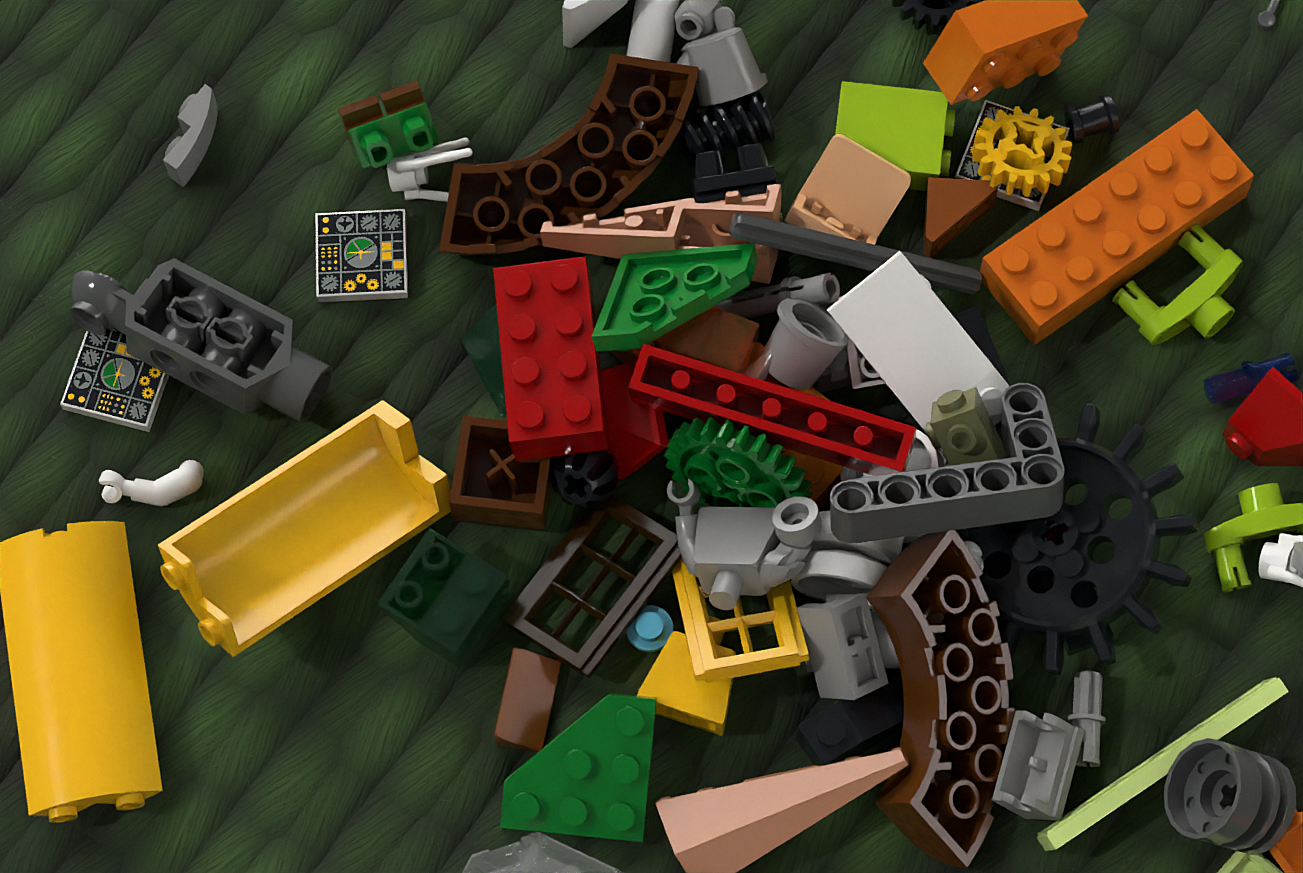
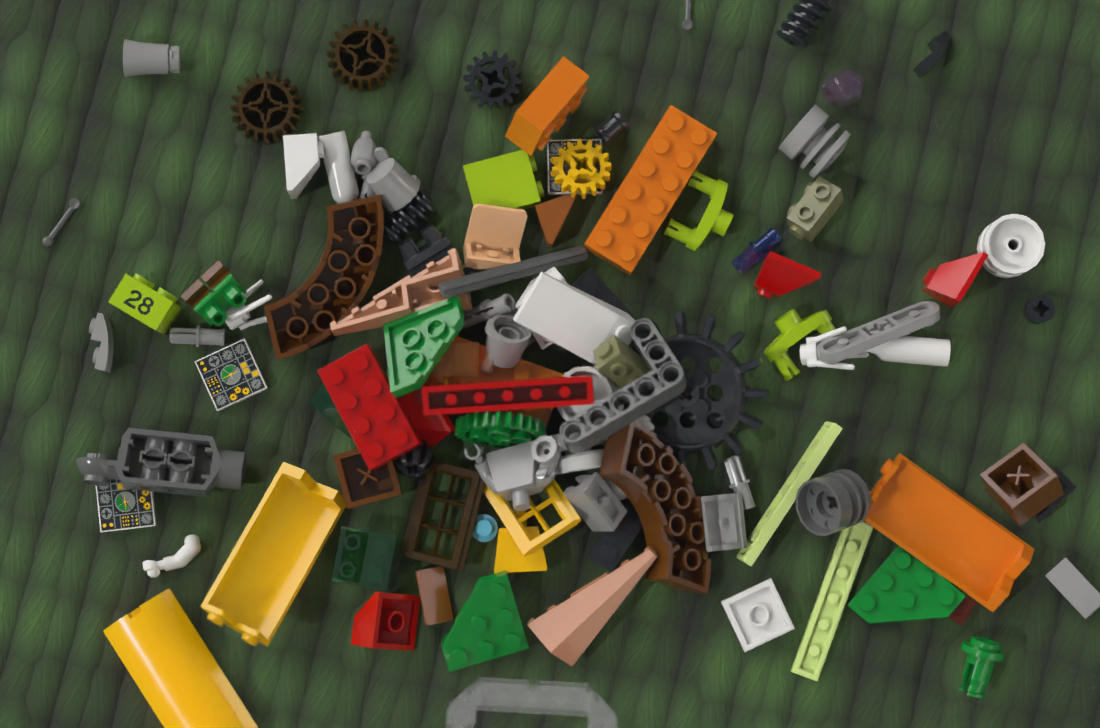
camera: 30 degrees left, 15 degrees up
(281, 97) = (140, 301): none -> lime brick
(336, 180) = (197, 336): none -> light grey axle
(436, 708) = (387, 622): none -> red slope

